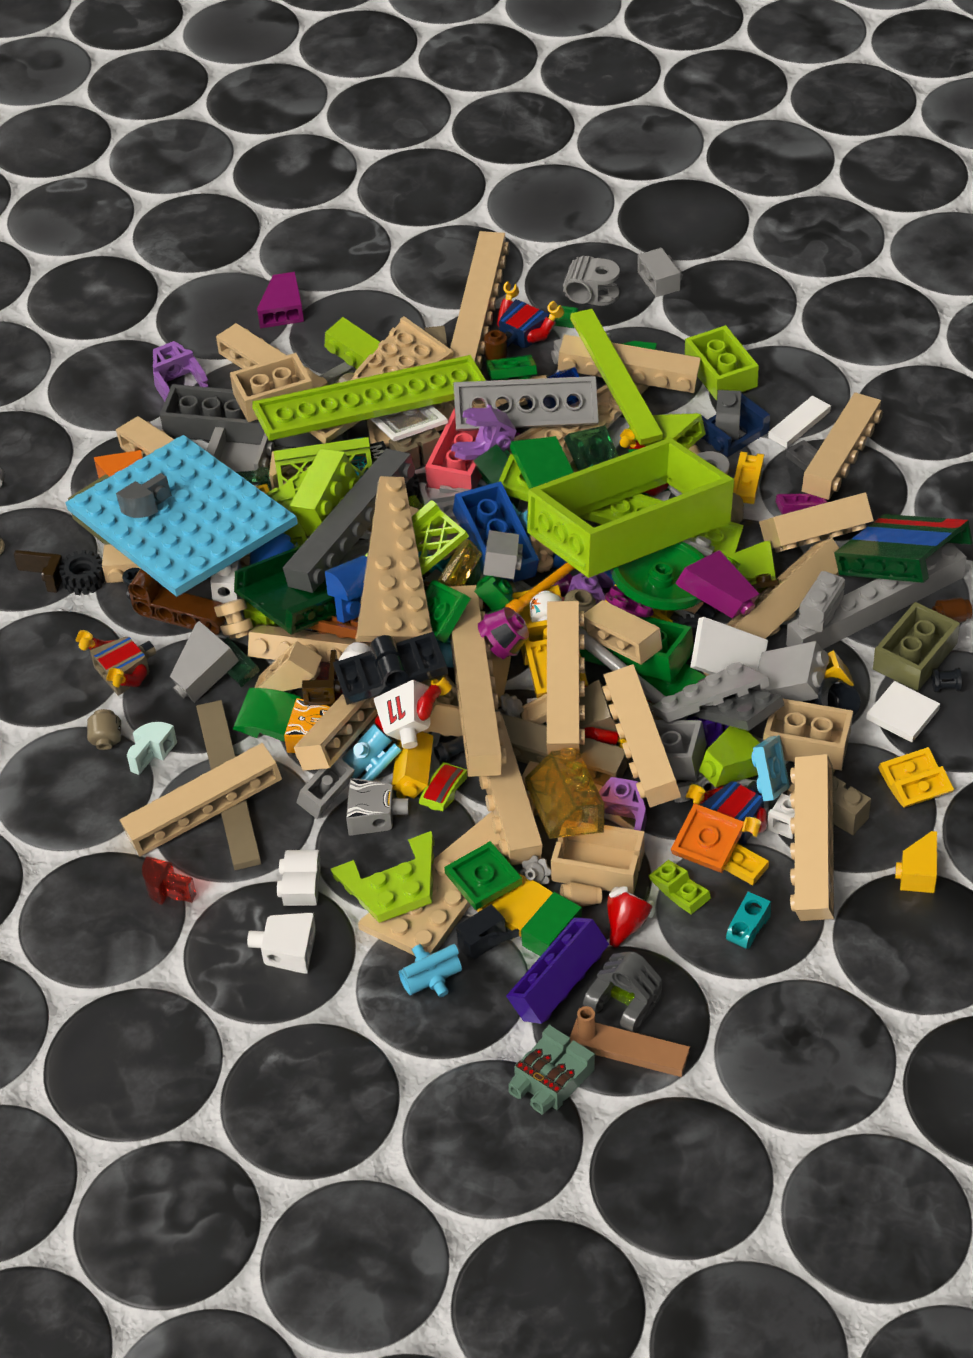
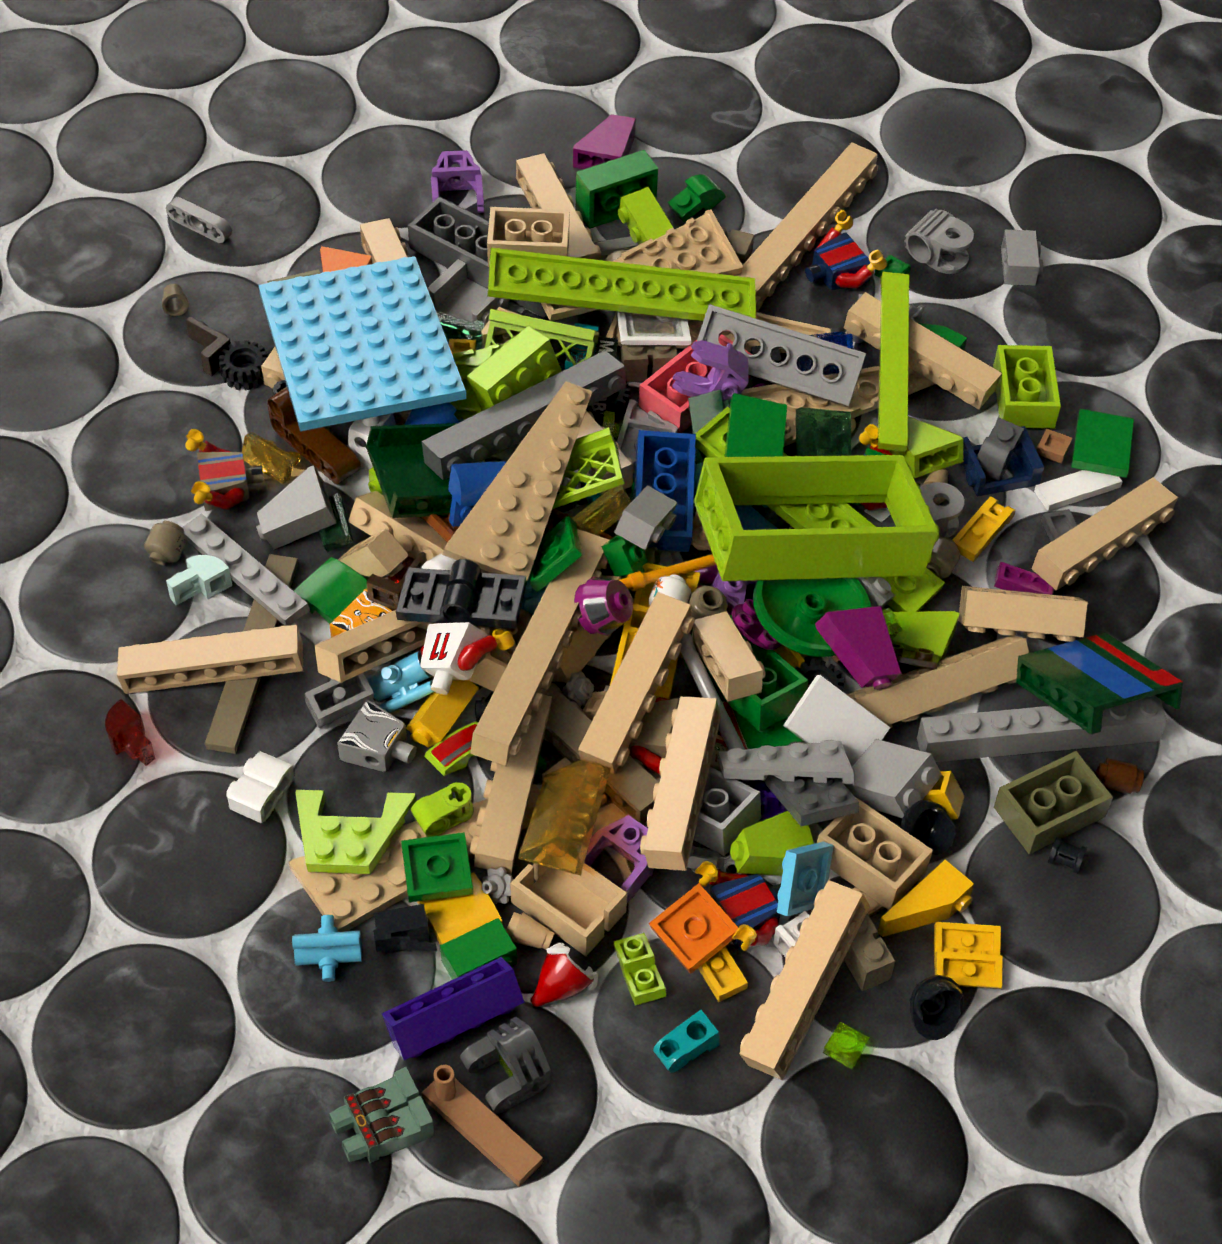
camera: 20 degrees right, 5 degrees up
(142, 500) = (322, 312): dark grey brick -> none
(158, 633) = (274, 460): none -> clear yellow tile
(187, 724) = (246, 571): none -> light grey plate
(236, 625) = (353, 484): tan brick -> none
(286, 941) = (207, 850): white torso -> none
(306, 327) = (603, 185): none -> green brick
(378, 314) = (698, 195): none -> green brick
(461, 832) = (442, 811): none -> lime piece
(495, 345) = (796, 277): reddish brown brick -> none
(505, 368) = (797, 306): green plate -> none
(766, 398) = (1054, 445): none -> medium nougat plate
(800, 383) = (1102, 443): none -> green tile
(821, 601) = (966, 709): light grey brick -> none
(864, 876) = (846, 1045): none -> clear neon green plate
(868, 749) = (930, 901): none -> yellow slope
(903, 711) = (997, 871): white tile -> none
(915, 817) = (936, 1006): none -> black piece
(919, 865) = (910, 1060): yellow slope -> none

